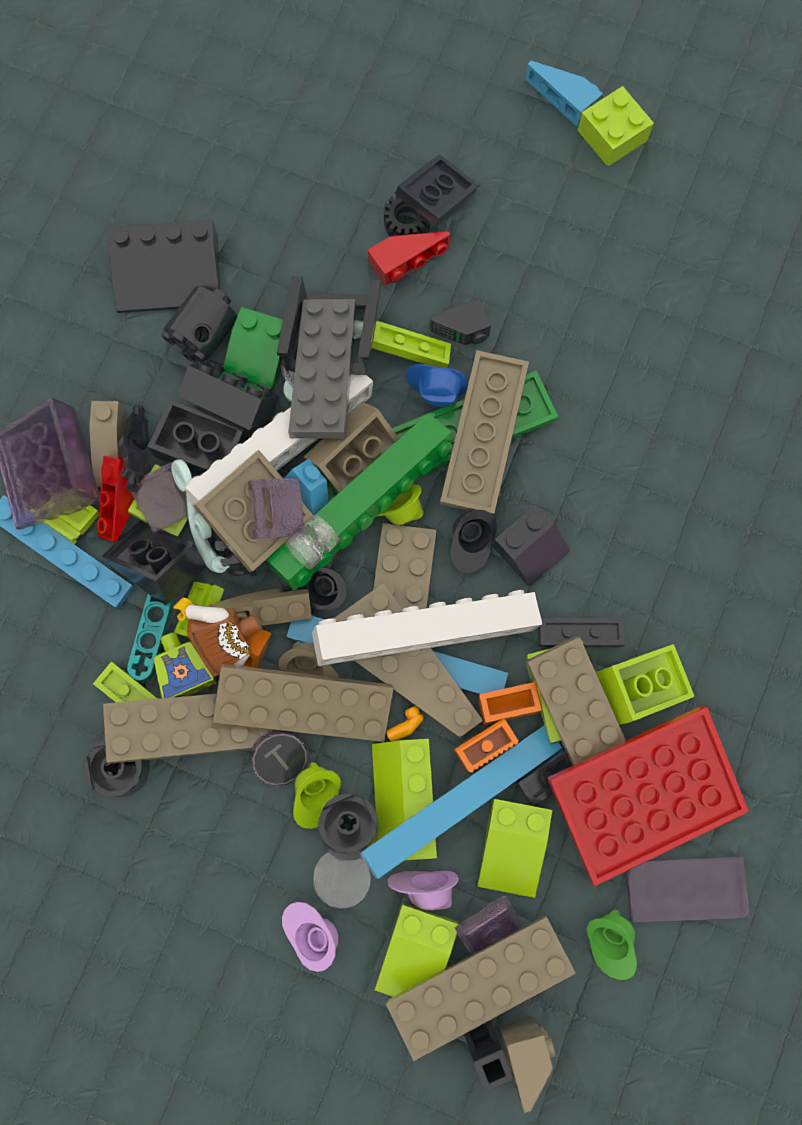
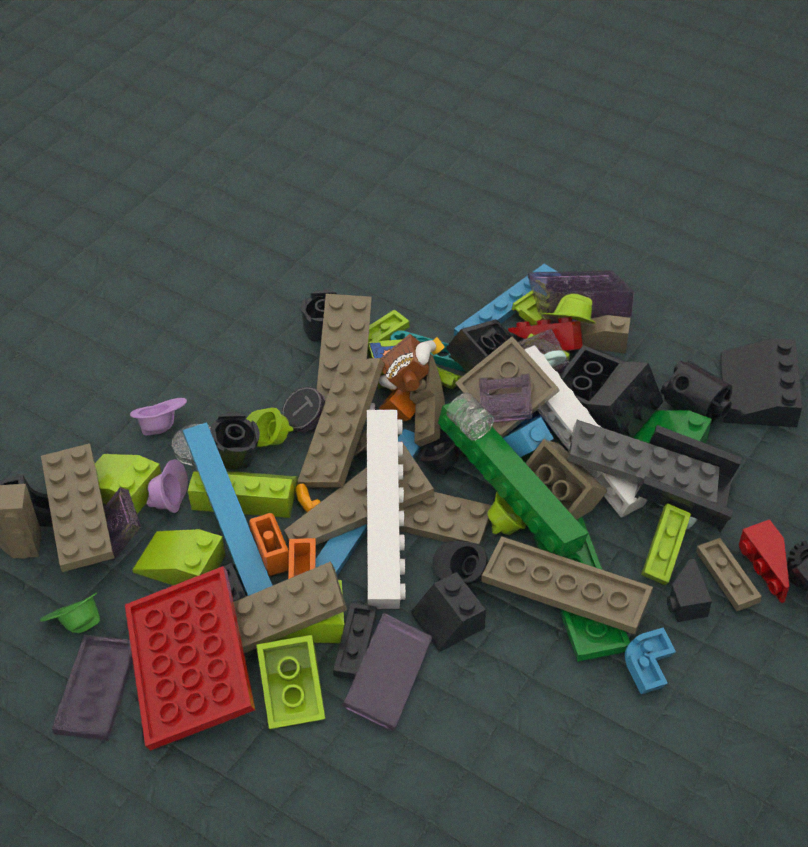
camera: 100 degrees right, 30 degrees down
(98, 462) = (574, 306): none -> lime piece
(131, 448) = (574, 333): black piece -> none
(430, 290) = (728, 574): none -> dark tan plate
(436, 384) = (616, 554): blue piece -> none
(544, 359) = (642, 659): none -> dark azure plate
(612, 592) = (387, 672): none -> clear purple tile

